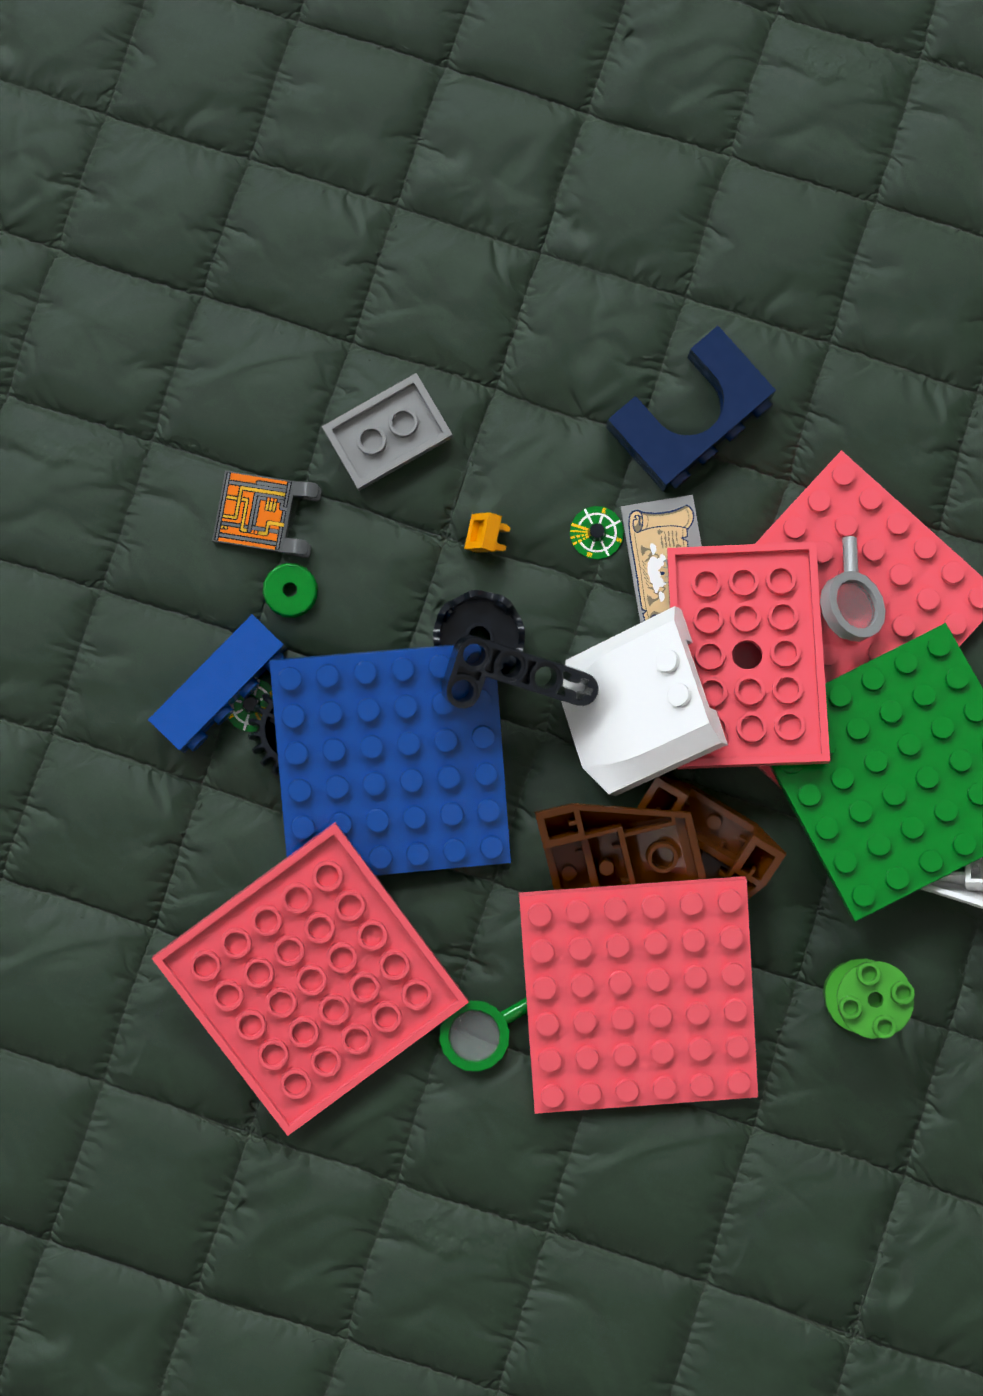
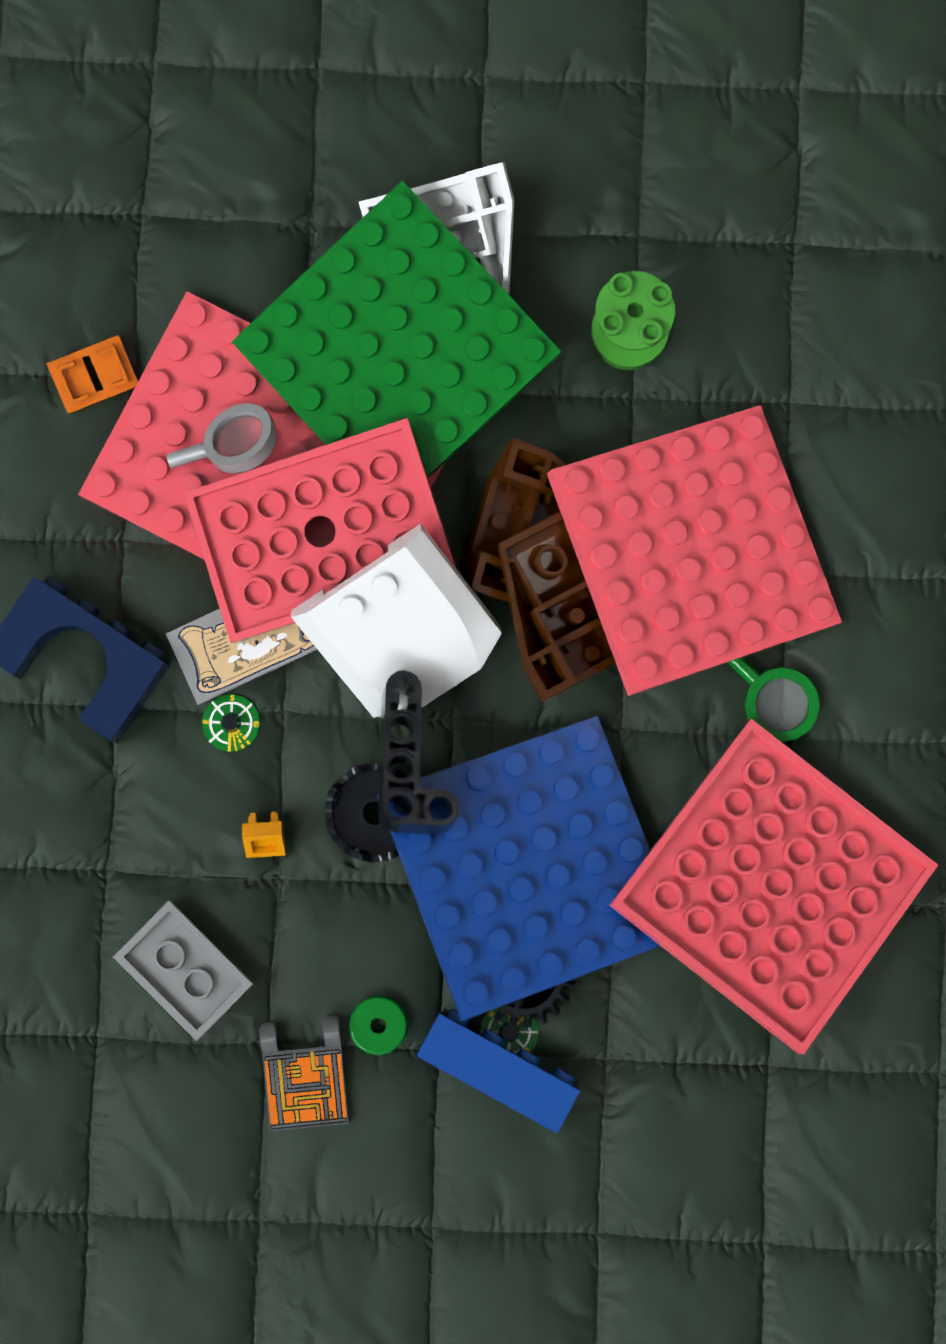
camera: 105 degrees left, 0 degrees up
(950, 510) = (74, 379): none -> orange piece

